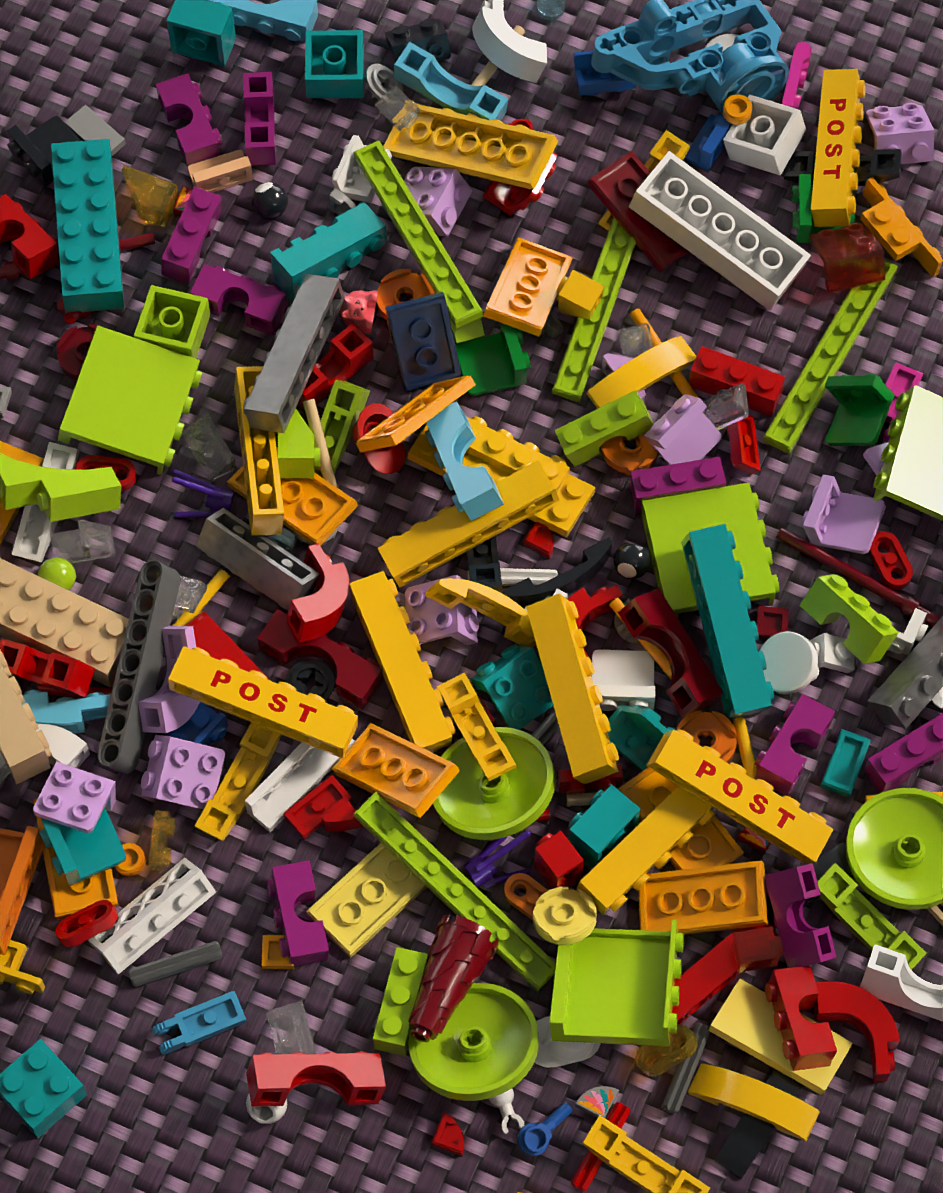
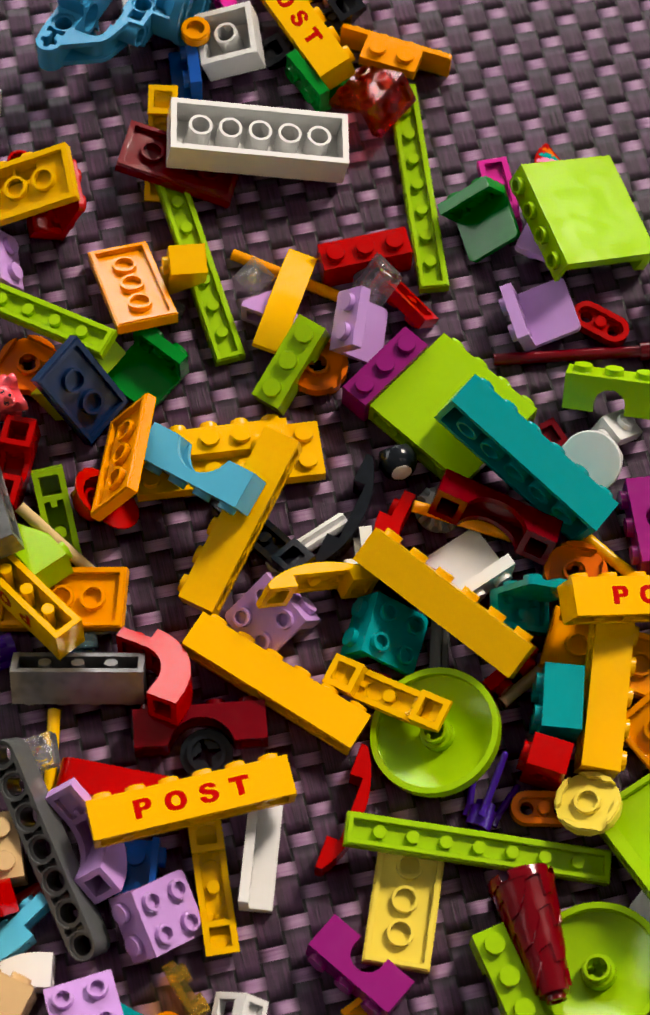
camera: 40 degrees left, 0 degrees up
(308, 812) = (299, 860): red plate -> none
(396, 770) = (350, 779): light orange tile -> none
(540, 540) = (305, 496): red tile -> none
(593, 82) = (49, 84): blue bracket -> none

